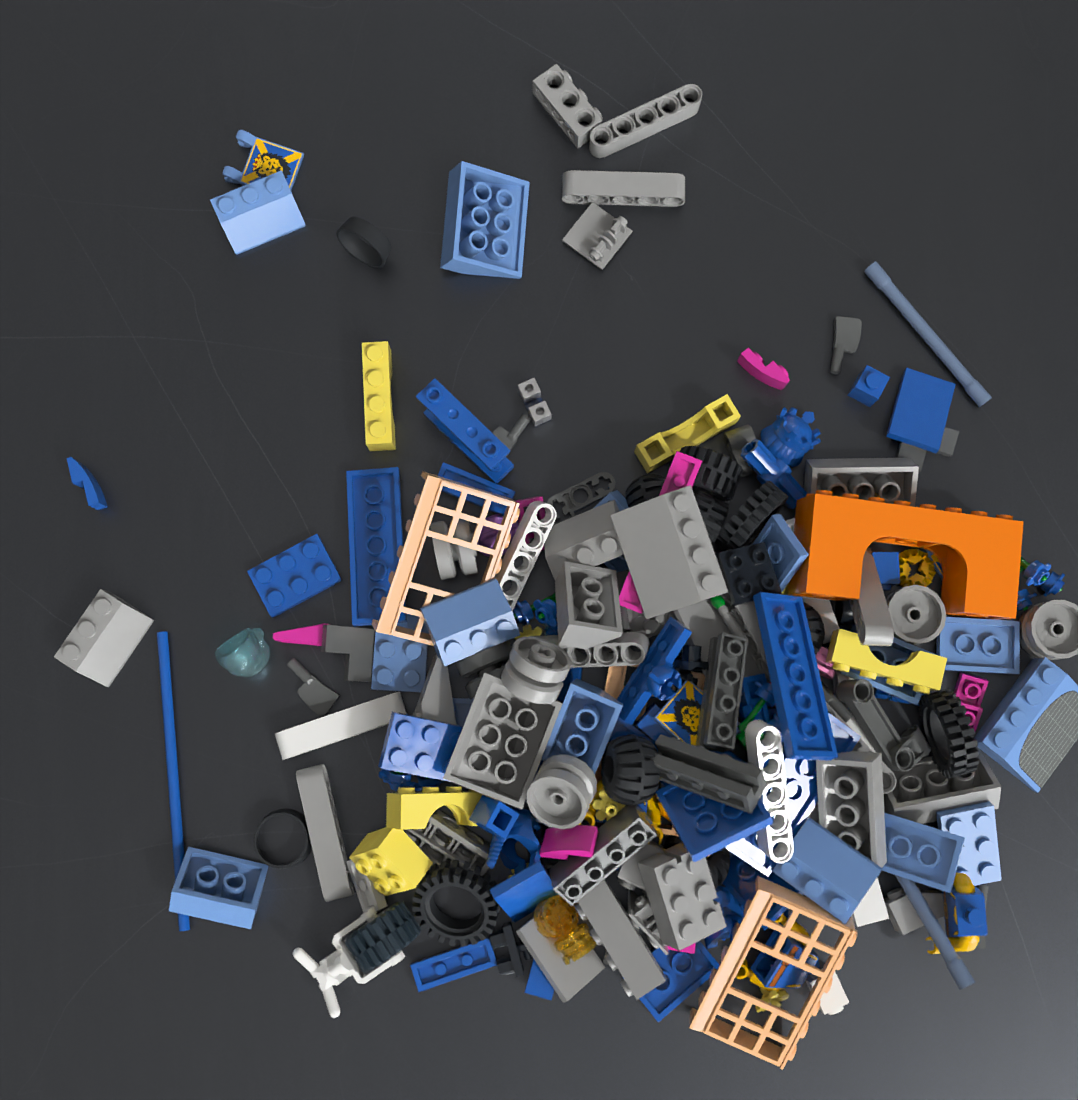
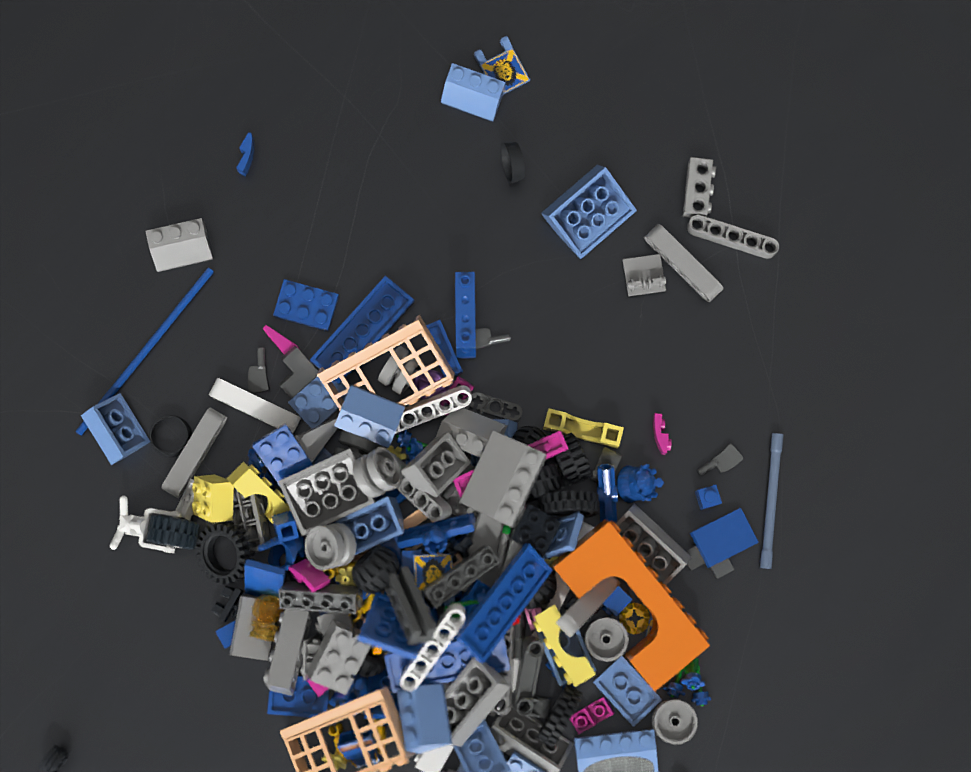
camera: 45 degrees right, 0 degrees up
(244, 653) = (241, 321): clear light blue piece -> none
(377, 396) = (438, 252): light yellow arch -> none
(453, 964) = (194, 582): blue plate -> none
(532, 400) = (520, 333): flat silver piece -> none

